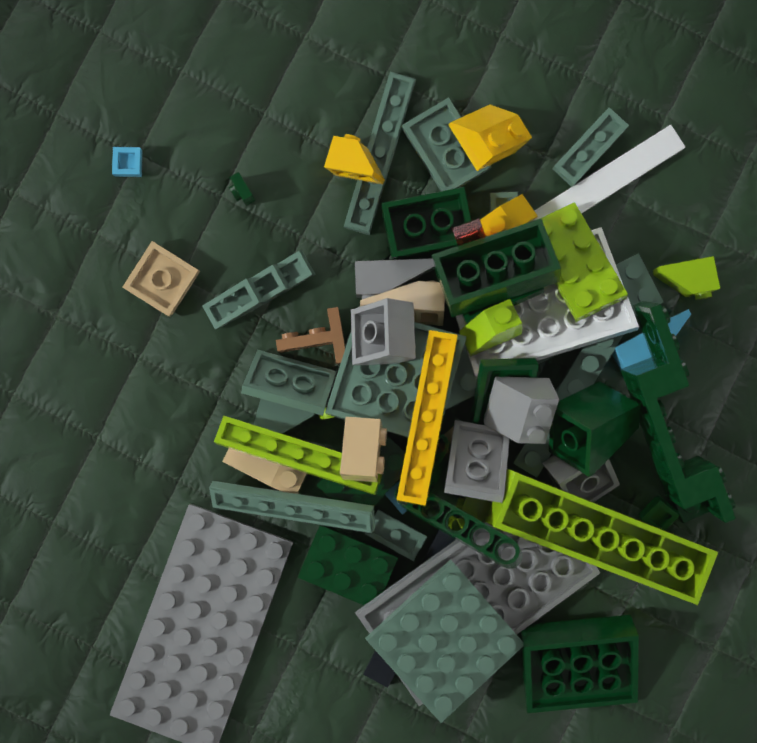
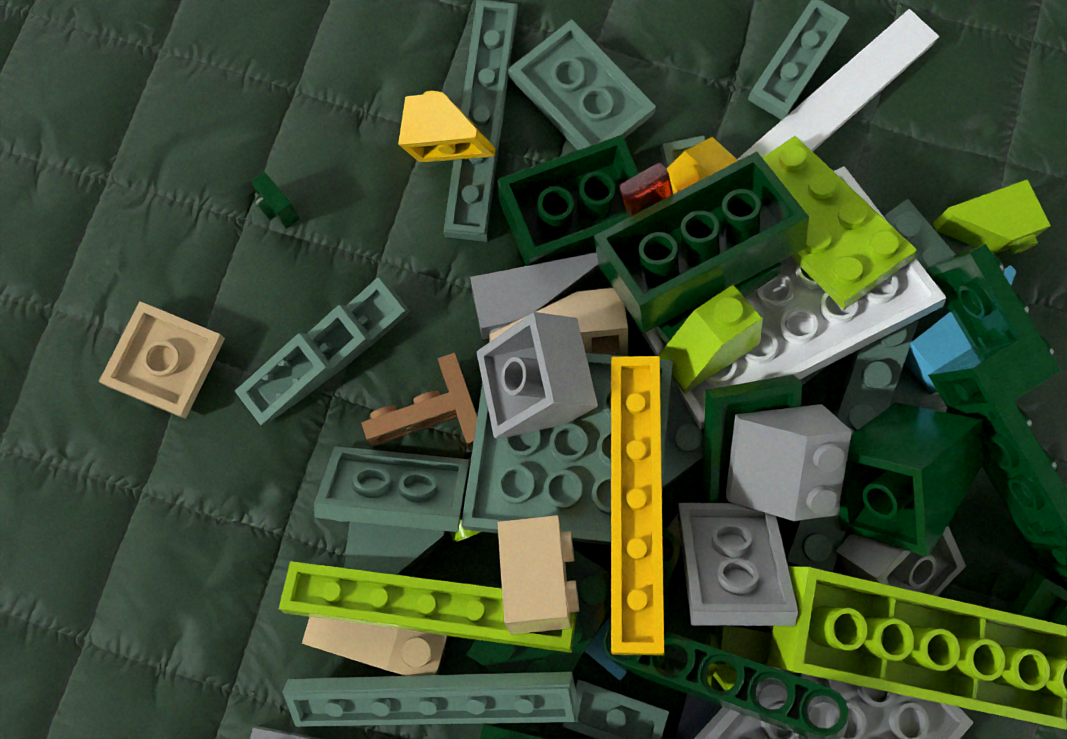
camera: 10 degrees left, 10 degrees down
(127, 161) = (88, 189): medium azure plate -> none
(490, 135) = (647, 61): yellow slope -> none

